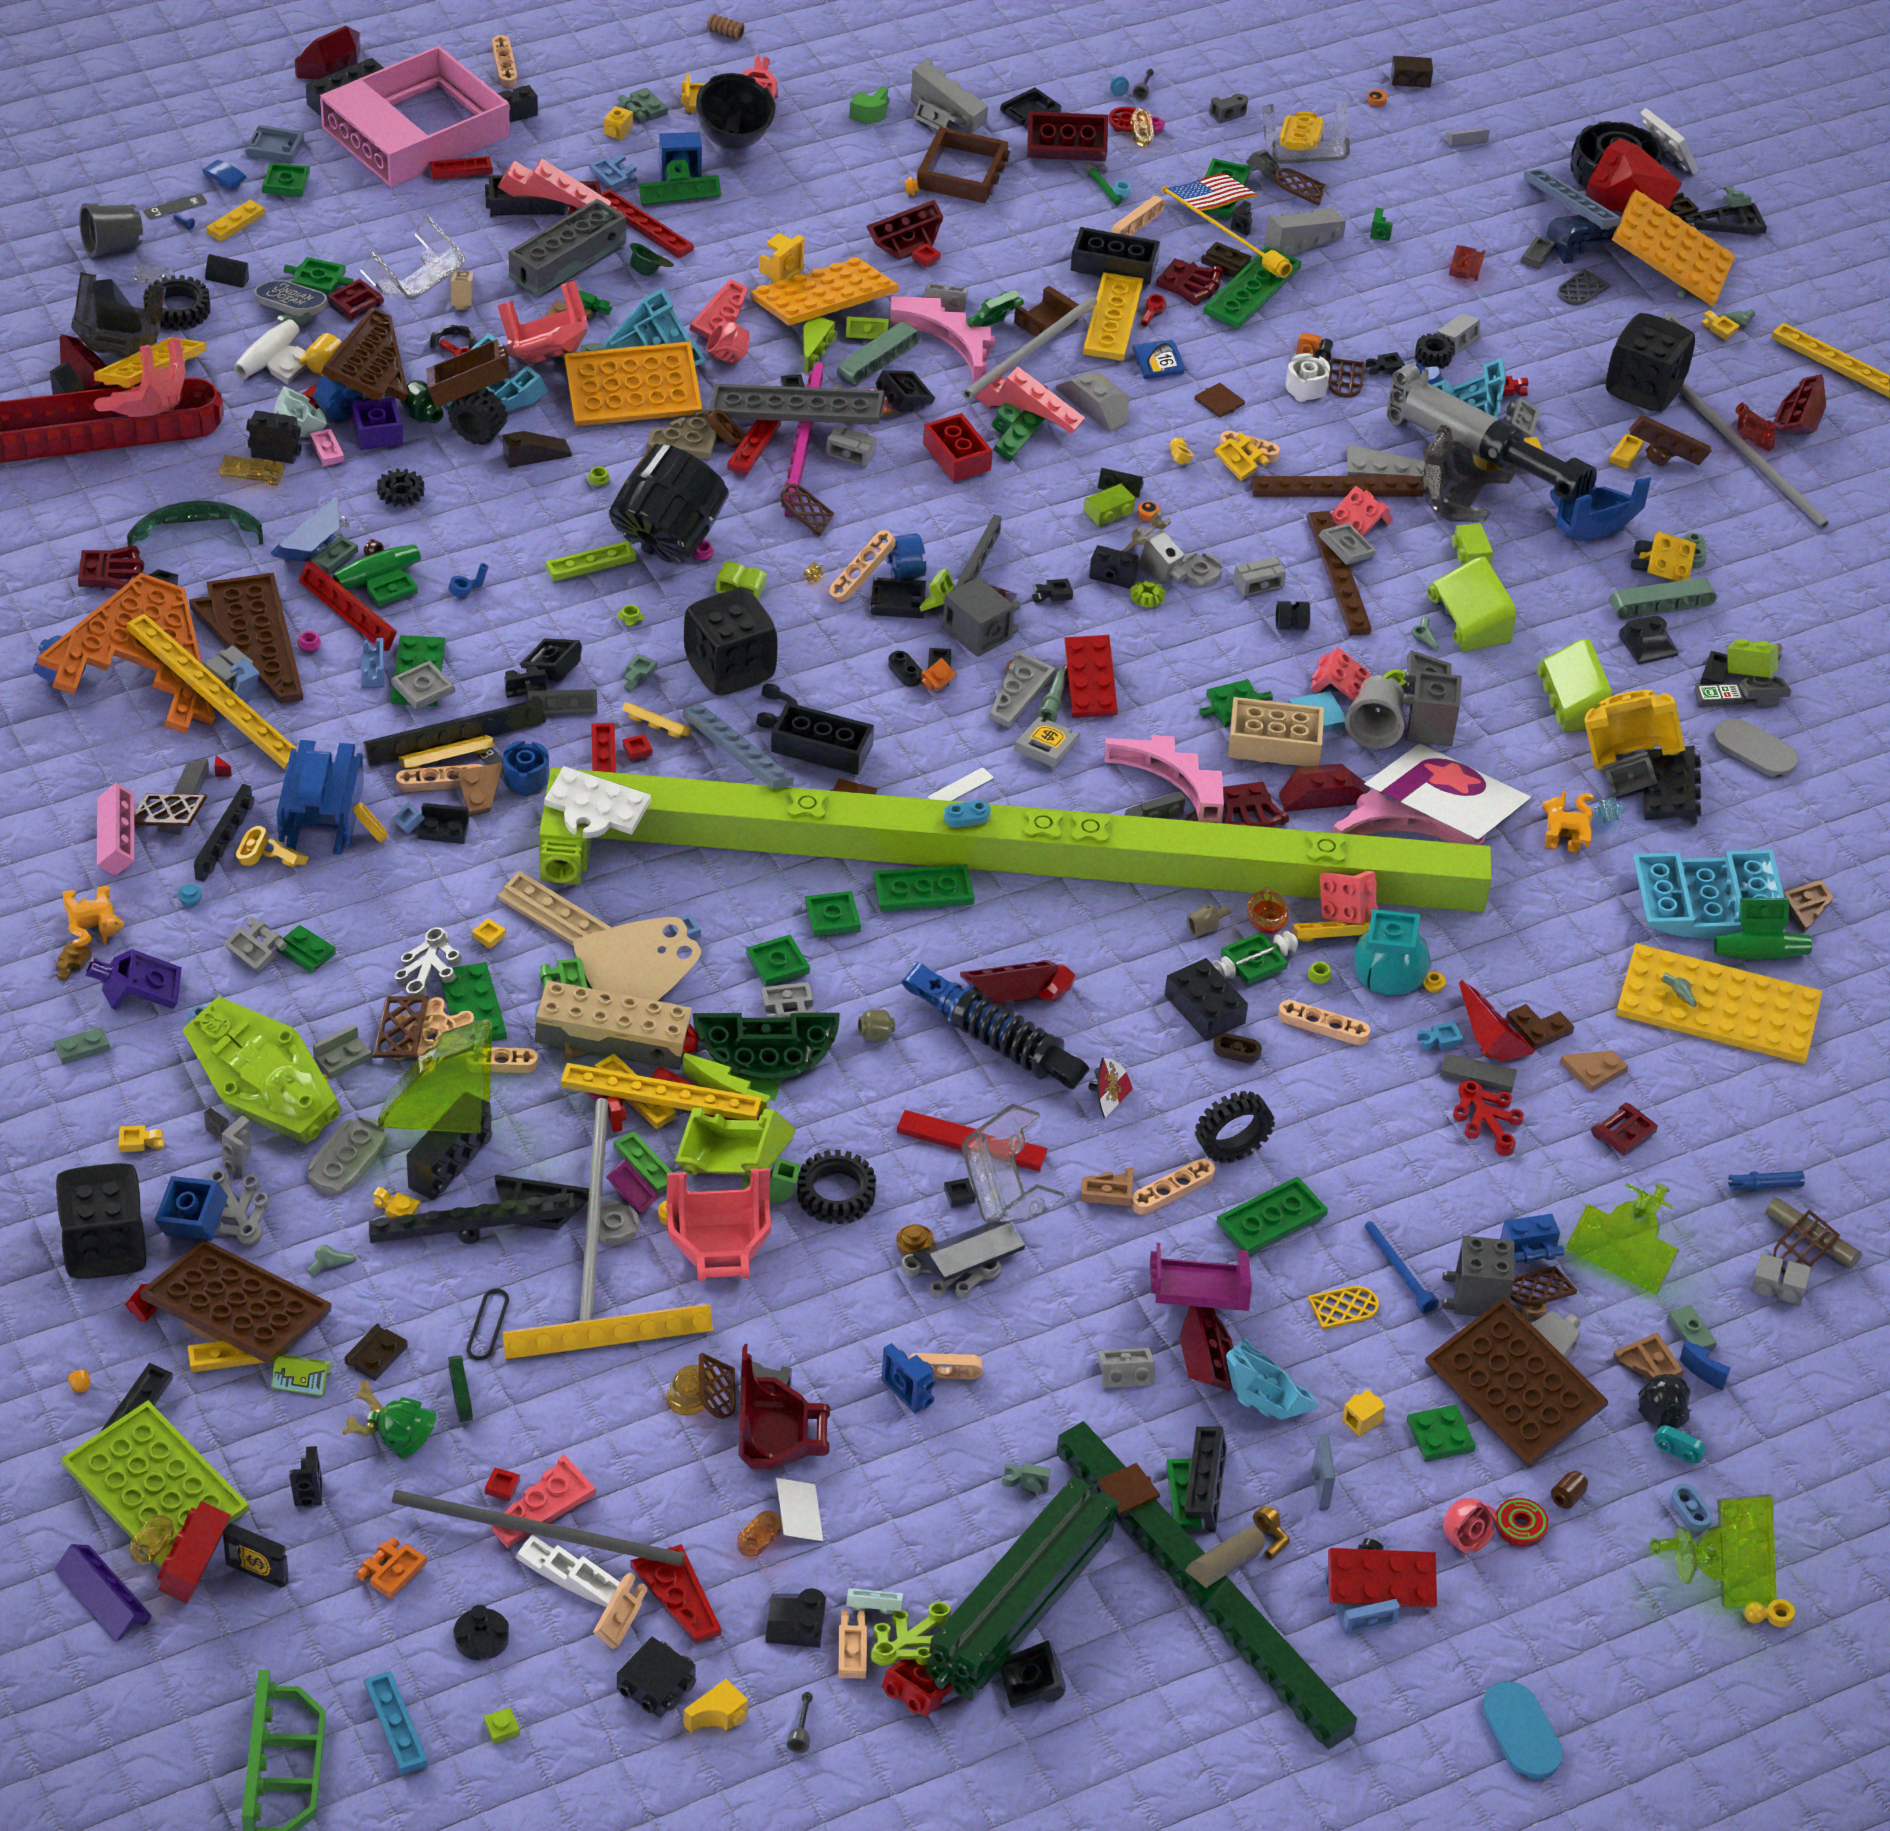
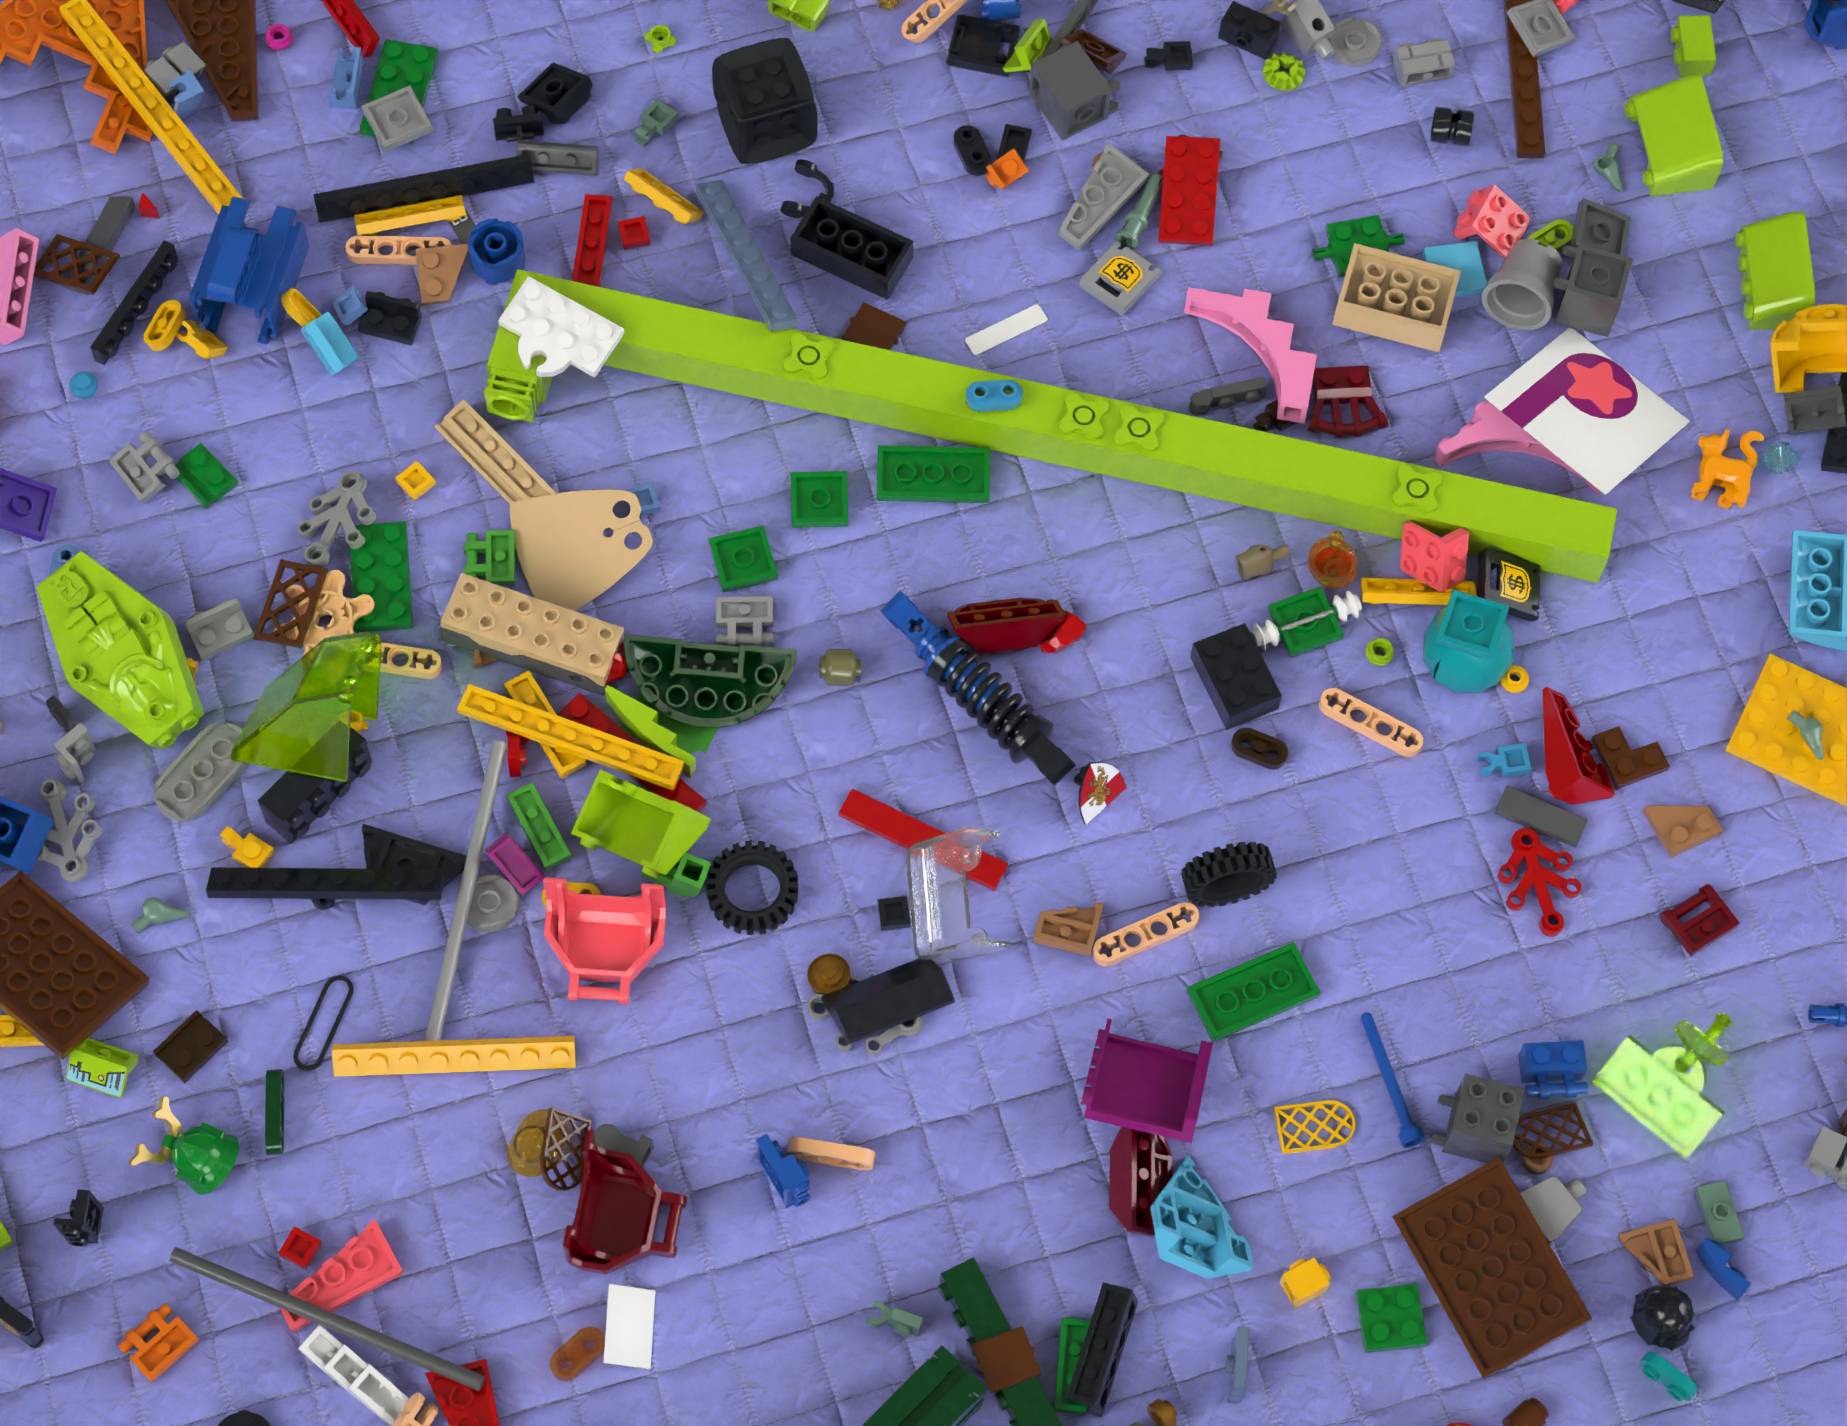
camera: 10 degrees right, 20 degrees up
(396, 844) = (329, 343): none -> medium azure panel
(1127, 1367) = (1041, 1180): light grey bracket -> none
(1321, 788) = (1437, 381): dark red wedge -> none
(1429, 924) = (1515, 583): none -> black container

